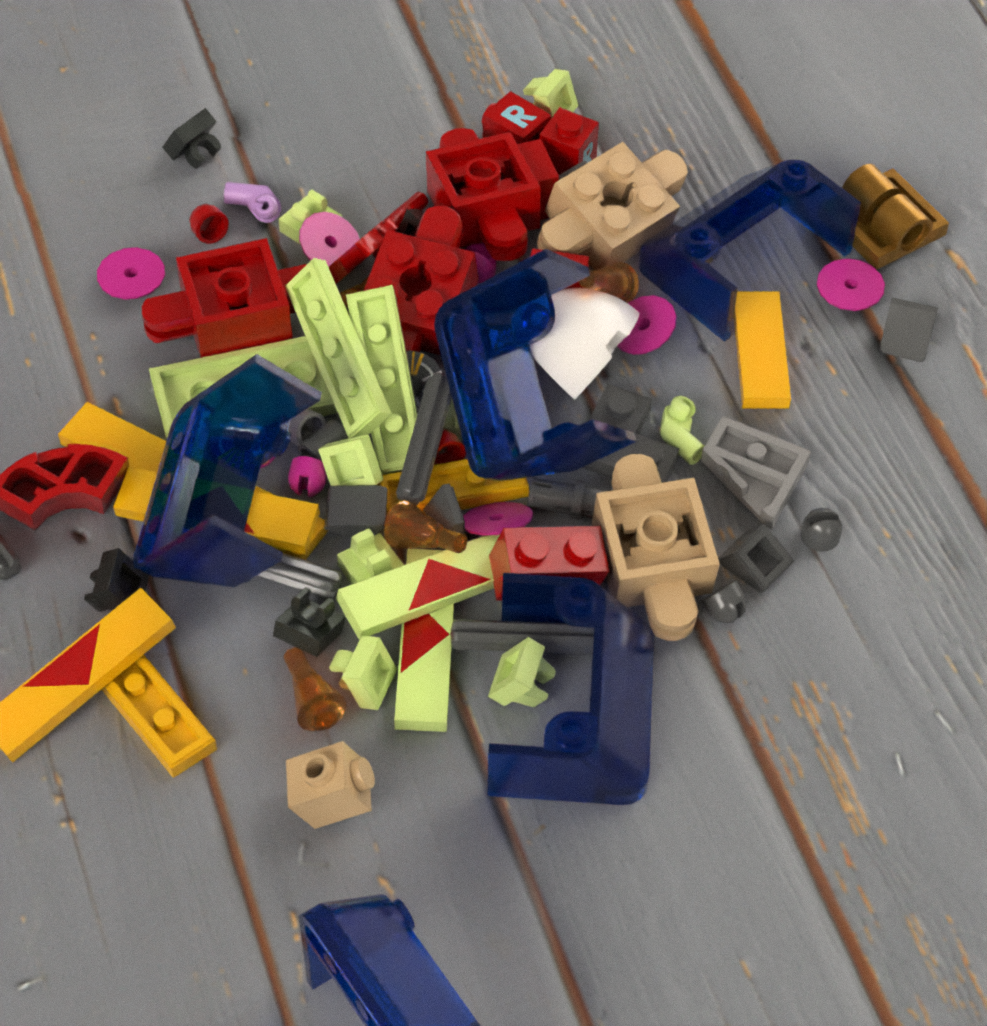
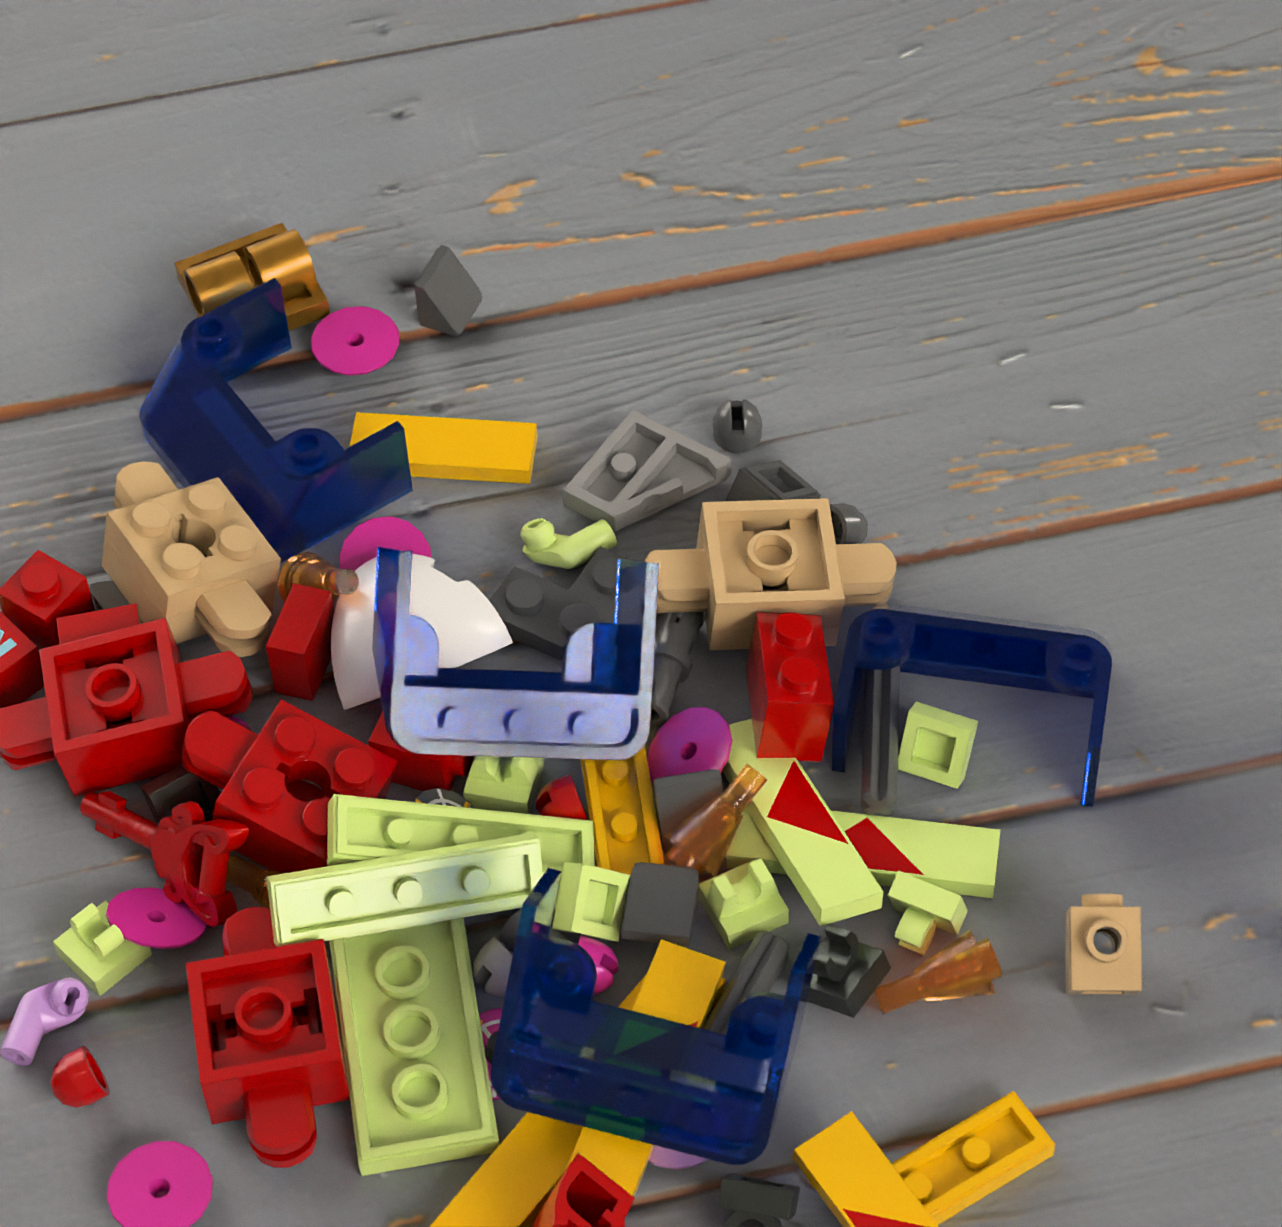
camera: 80 degrees left, 0 degrees up
(425, 440) = (569, 803): dark grey axle -> none

